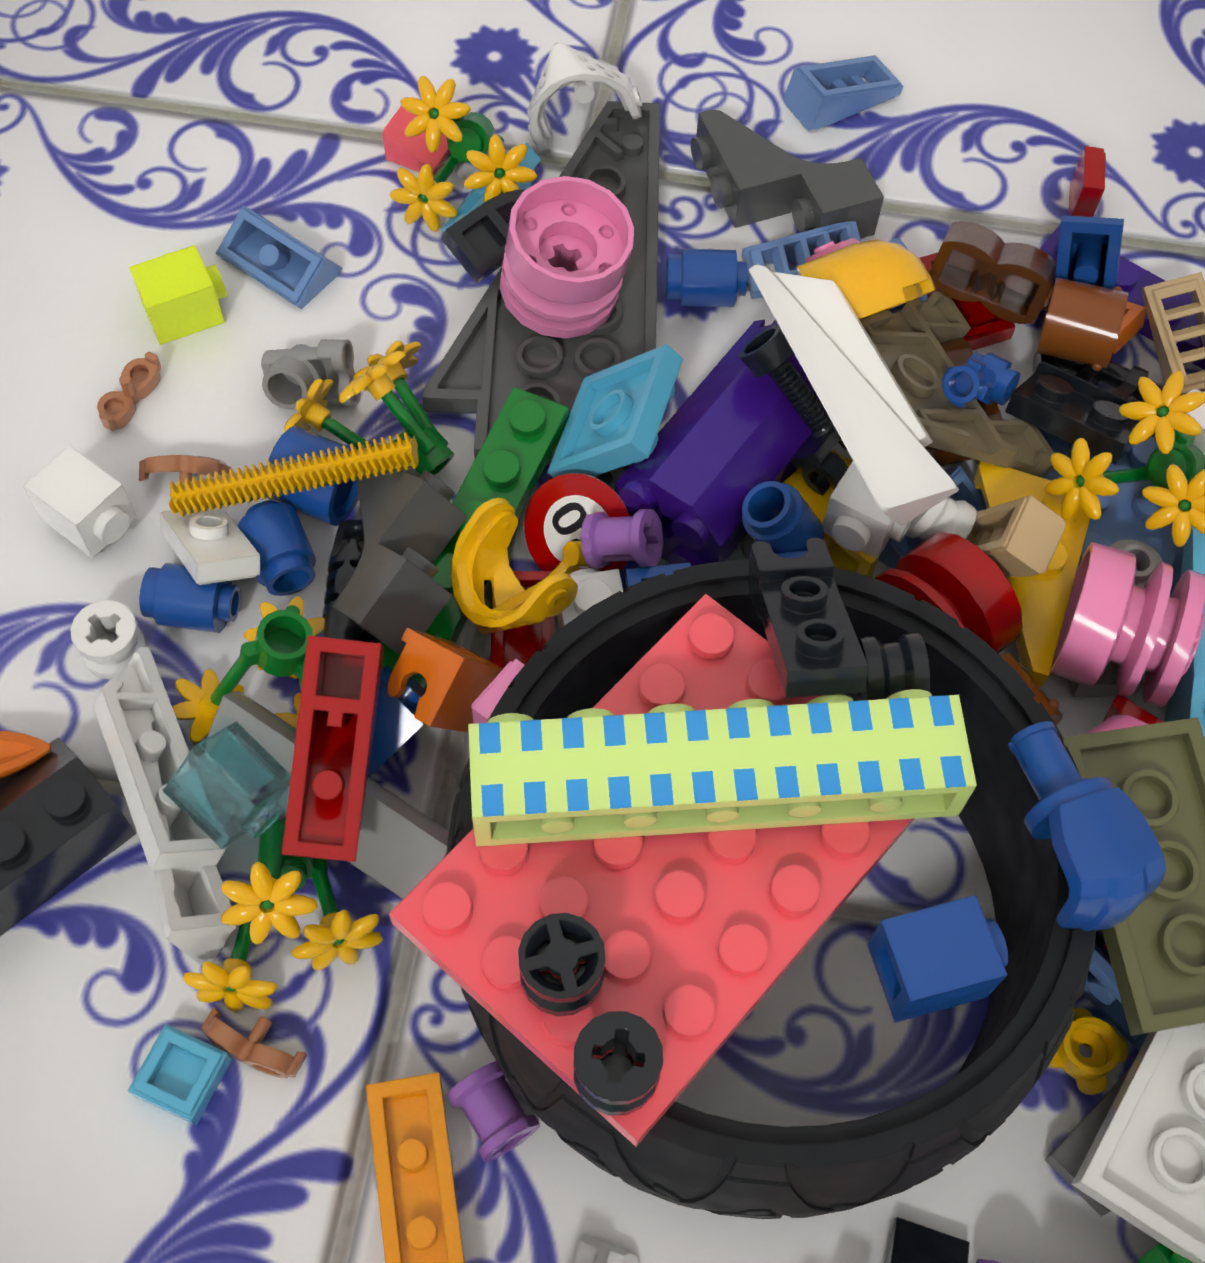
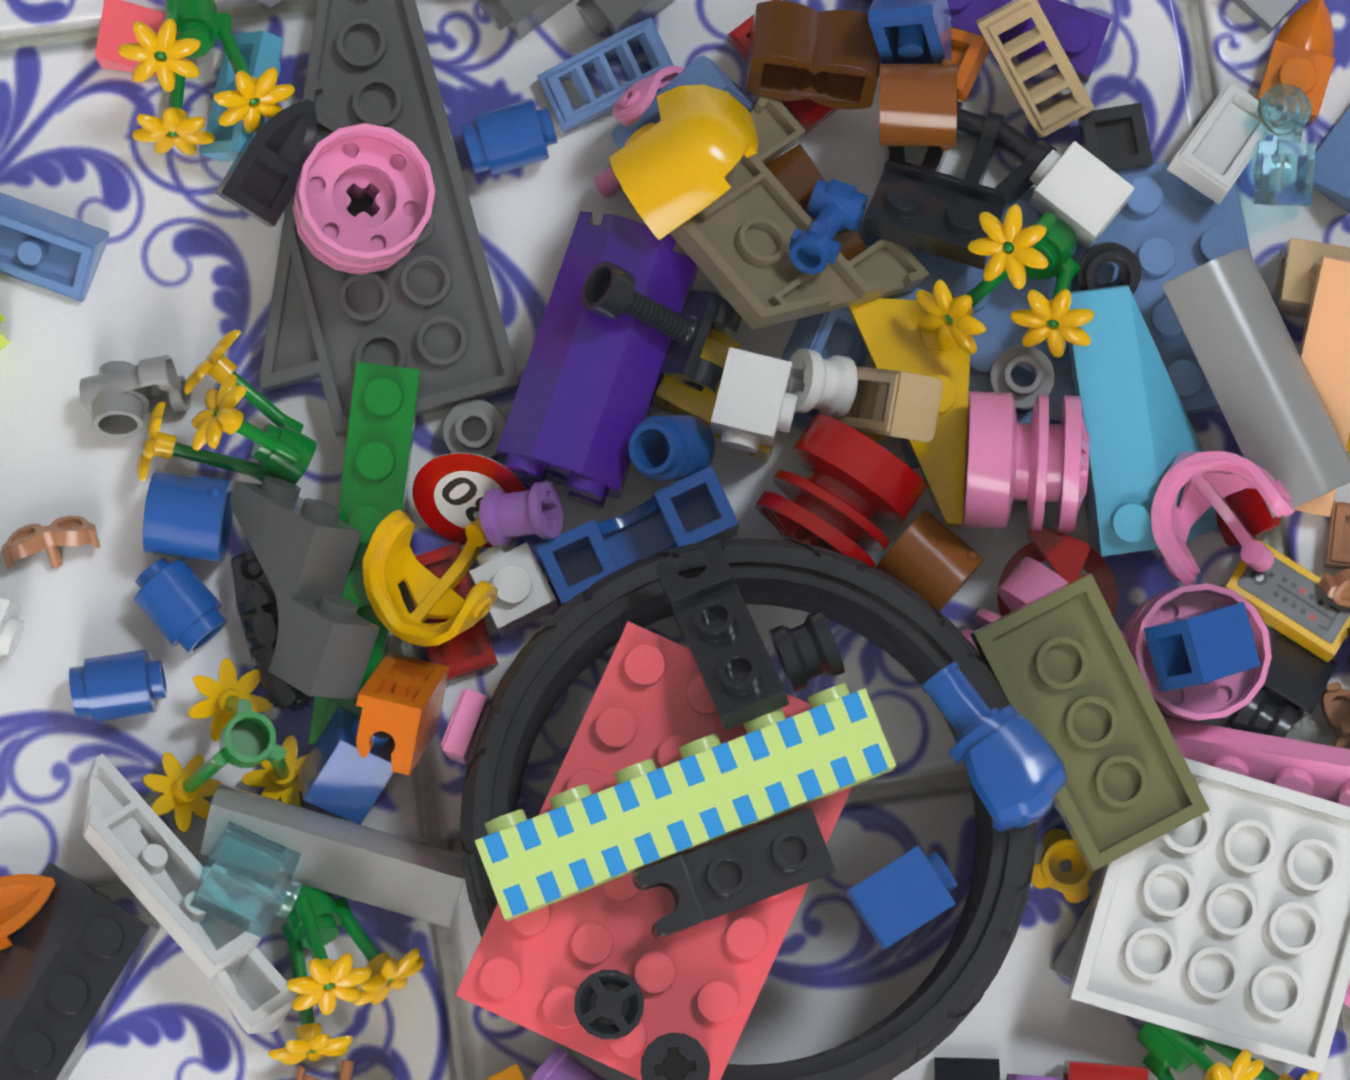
camera: 15 degrees left, 20 degrees up
(105, 654) = (68, 759): white wheel -> none
(210, 546) = (116, 628): white plate -> none
(272, 480) = (178, 544): yellow axle -> none
(332, 748) = (334, 826): red slope -> none
(617, 414) = (473, 376): medium azure plate -> none
(751, 864) = (738, 871): none -> black plate
(857, 393) = (702, 316): white wedge -> none

